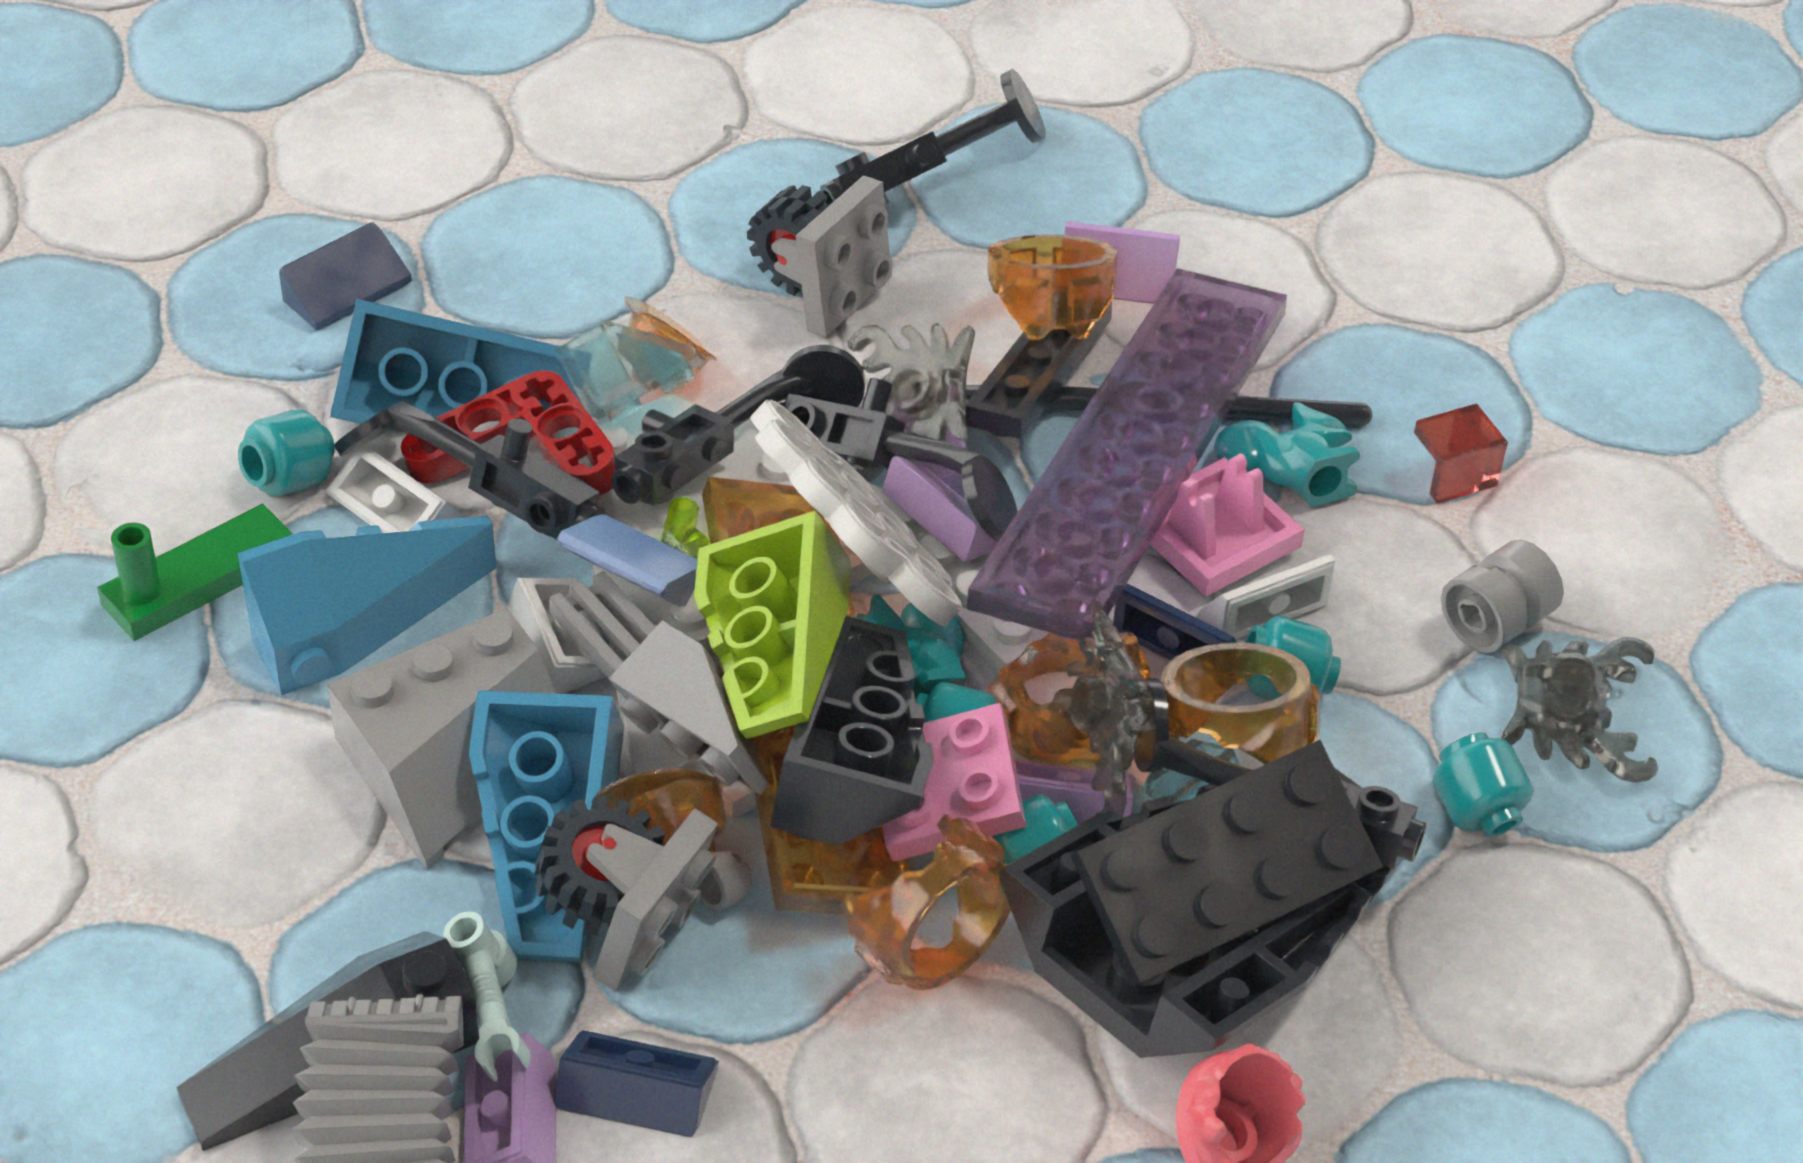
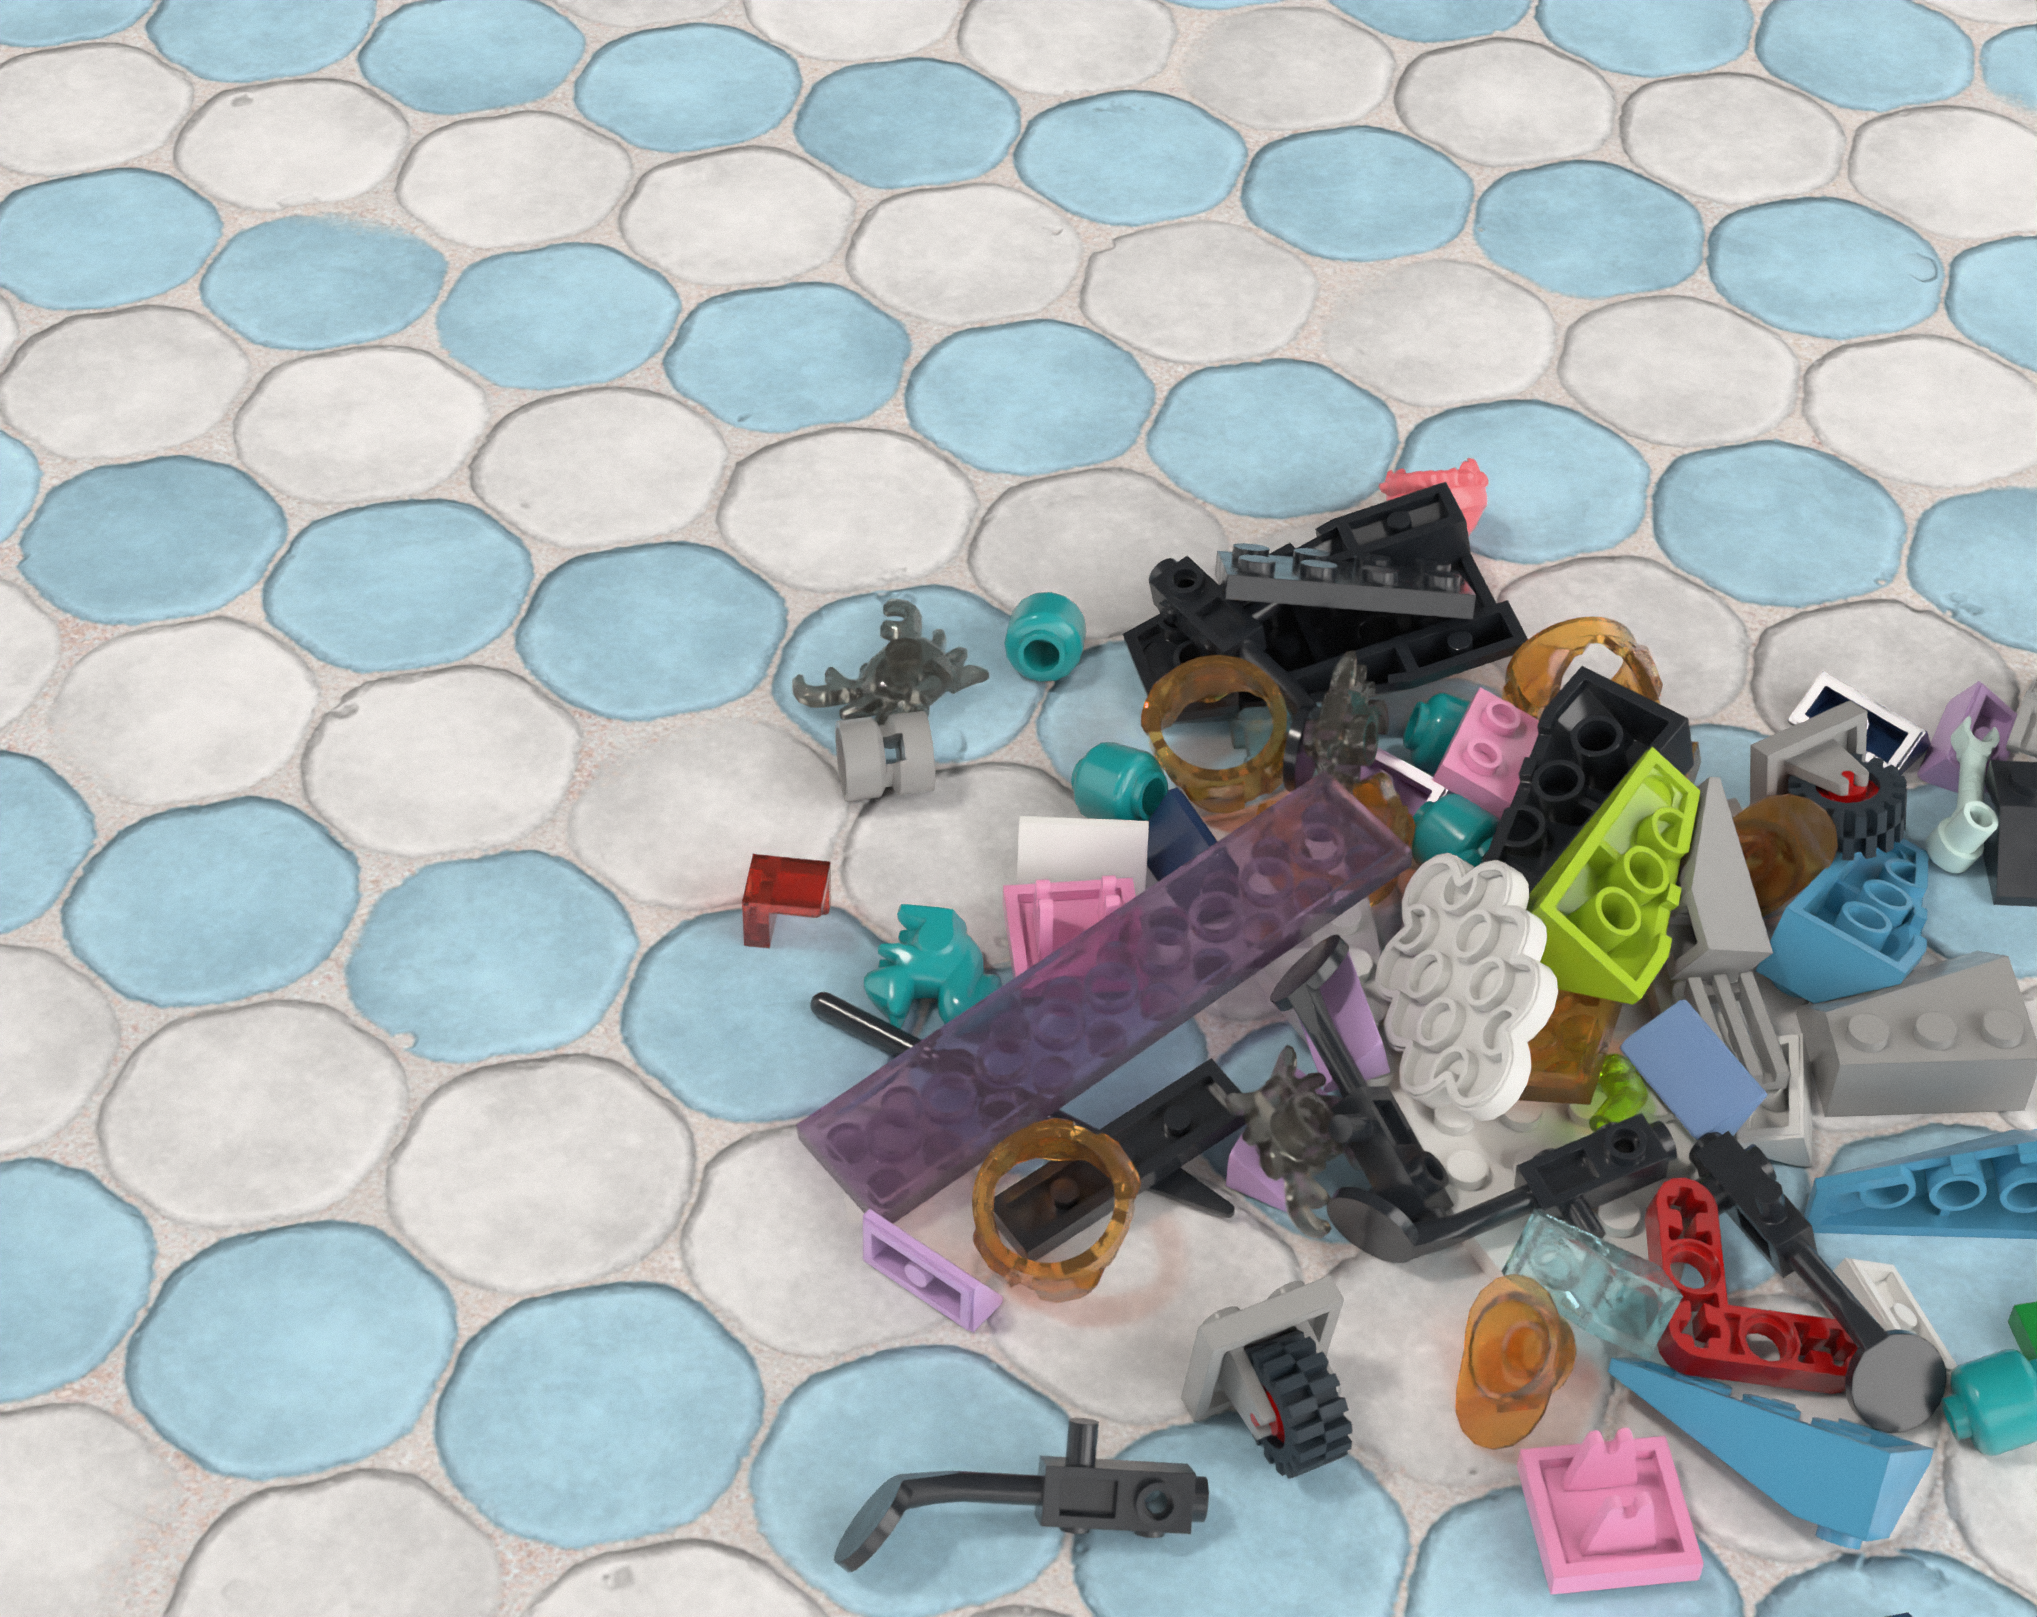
camera: 150 degrees left, 0 degrees up
(550, 287) = (1609, 1514): none -> bright pink plate

